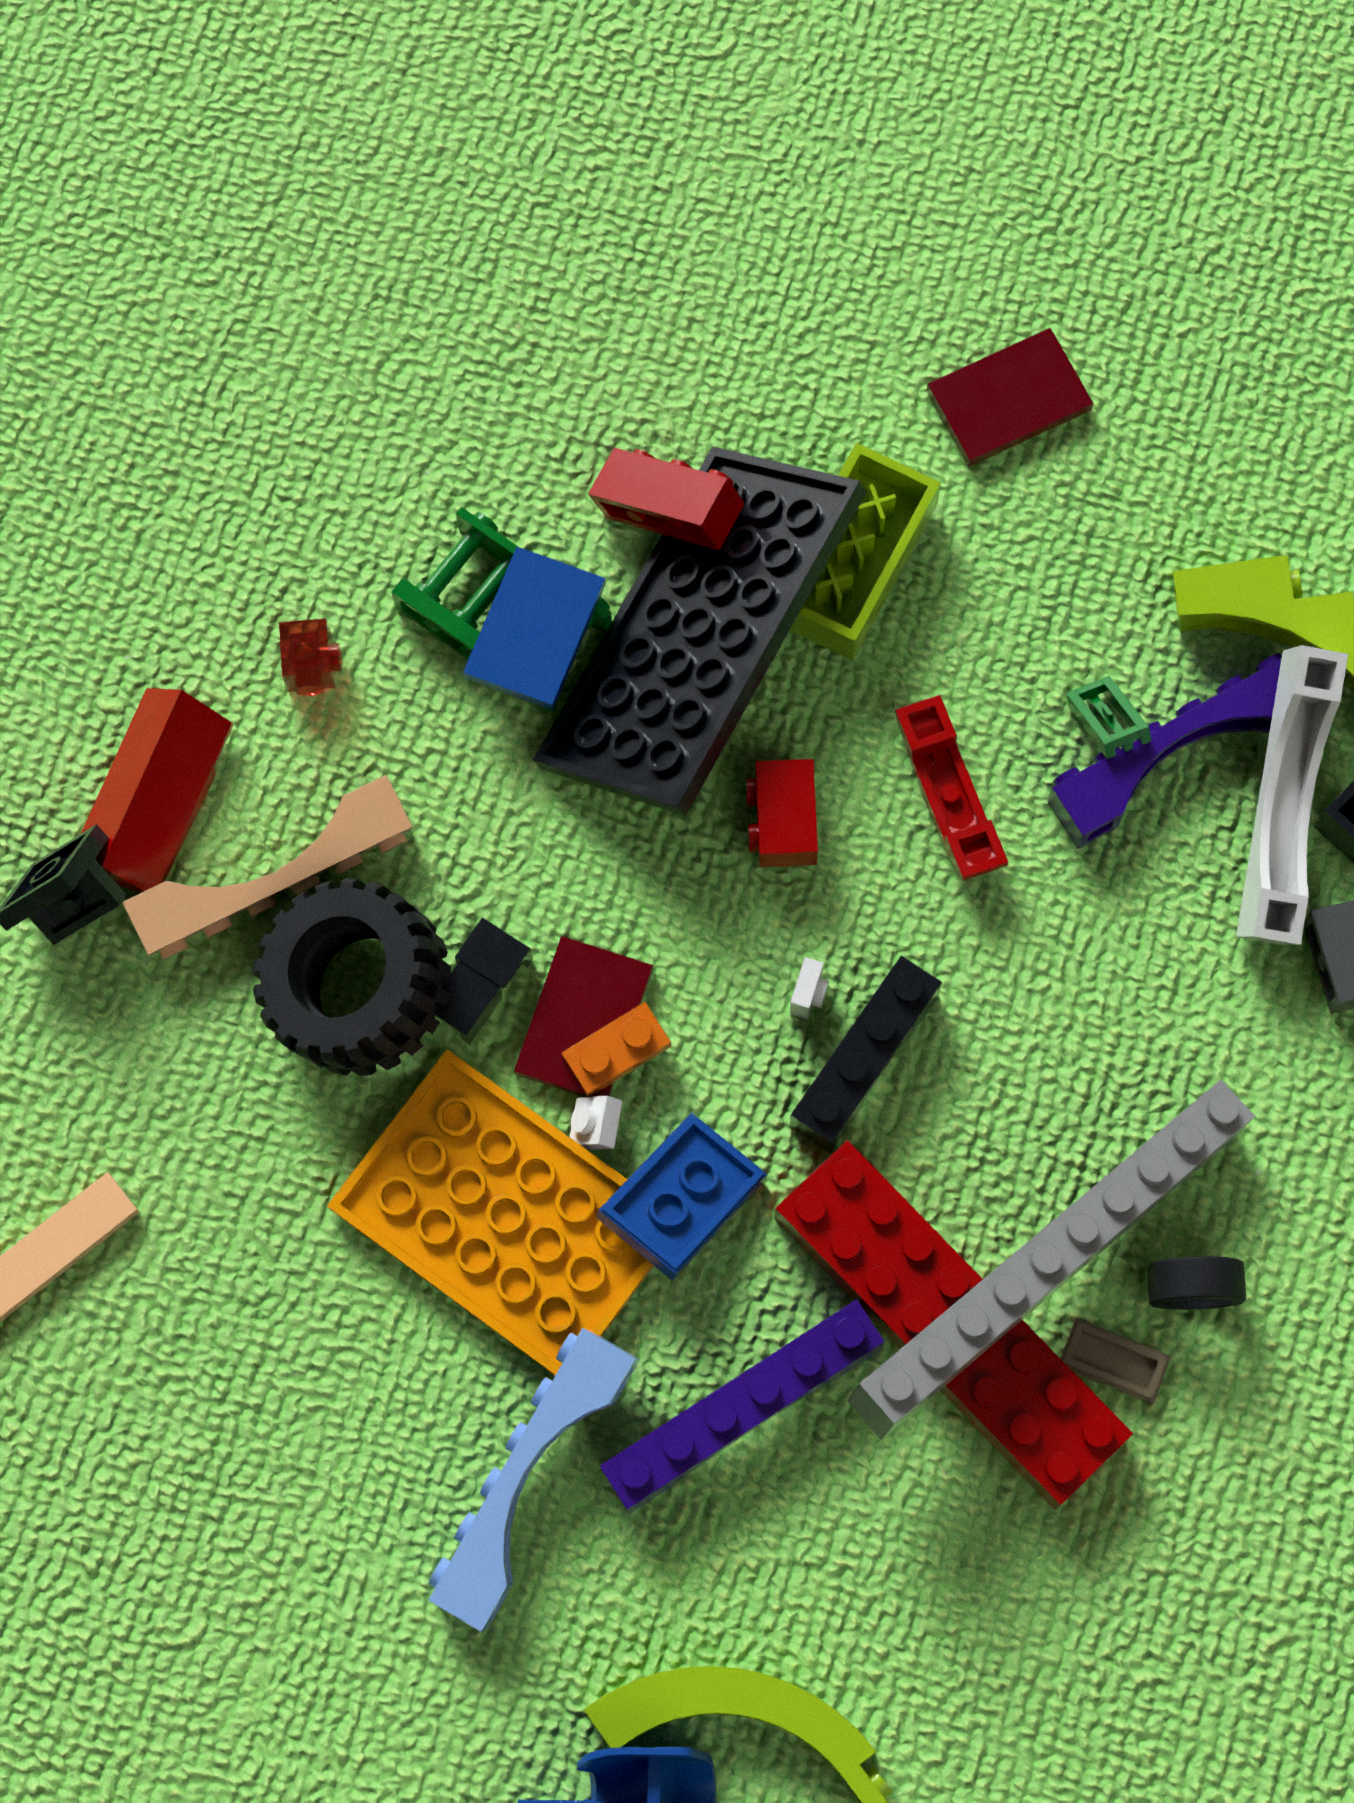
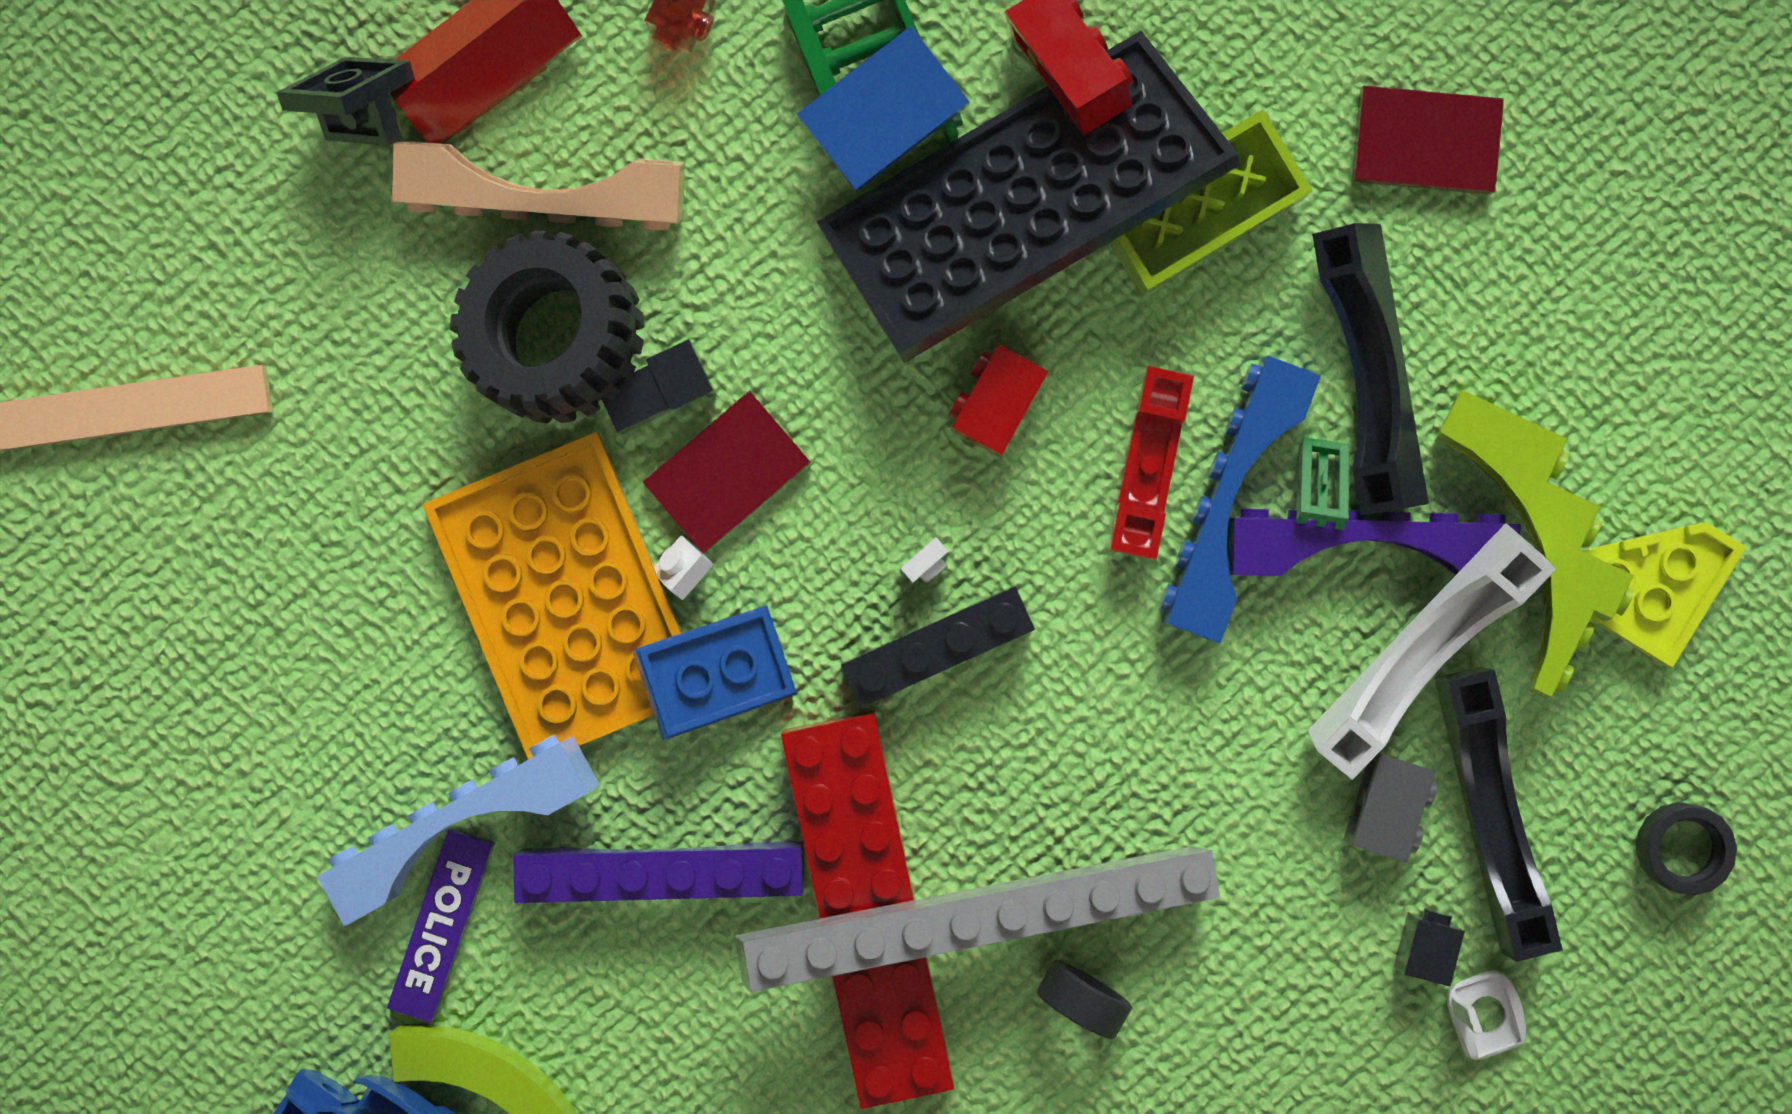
camera: 25 degrees right, 15 degrees up
(569, 1587) = (440, 925): none -> dark purple tile
(616, 1049) = (735, 517): orange plate -> none
(1067, 868) = (1204, 591): none -> blue arch
(1115, 1361) = (982, 1011): dark tan tile -> none
(1141, 654) = (1387, 449): none -> black arch

